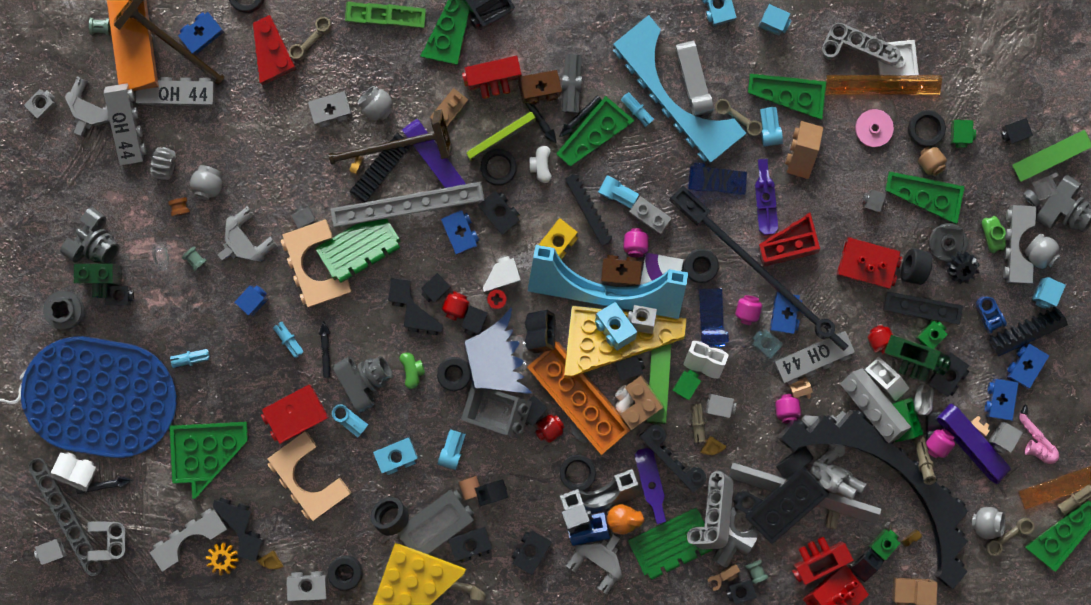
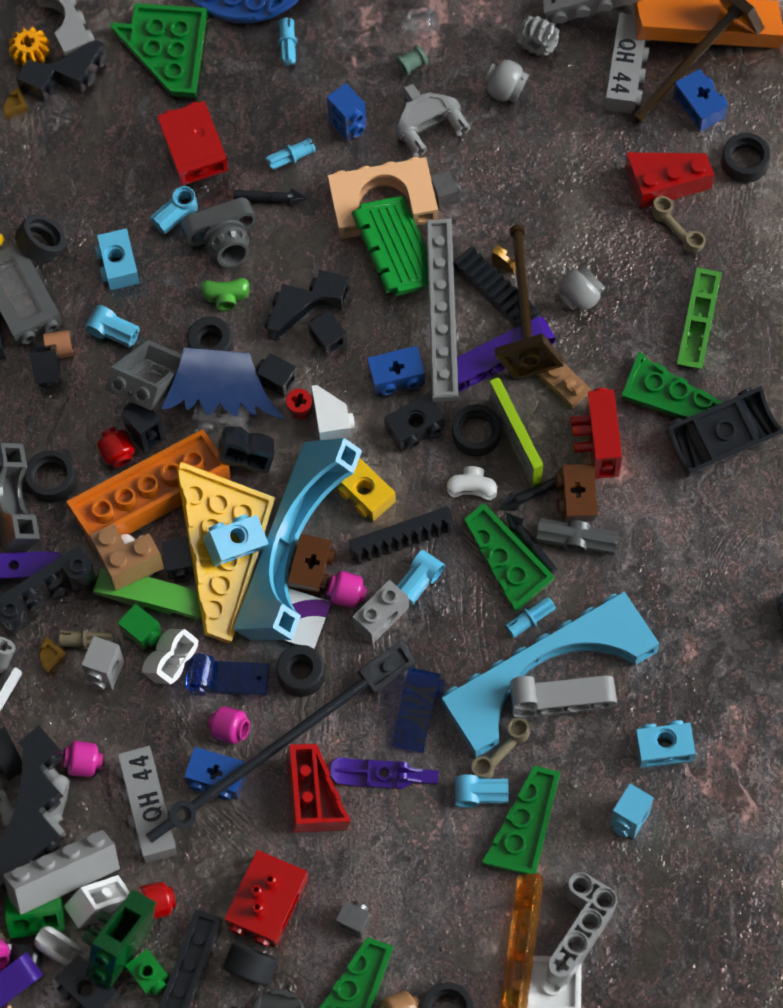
camera: 100 degrees right, 20 degrees down
(179, 207) = (480, 50): dark orange wheel -> none
(313, 503) = (131, 130): light nougat arch -> none
(320, 106) = (588, 248): light grey brick -> none
(455, 306) = (300, 353): red head -> none
(648, 313) = (231, 585): light grey brick -> none
(775, 343) = (174, 754): clear light blue brick -> none
(801, 388) = (107, 780): light nougat tile -> none
(804, 149) = (443, 828): medium nougat brick -> none
(867, 135) = (462, 951): bright pink plate -> none

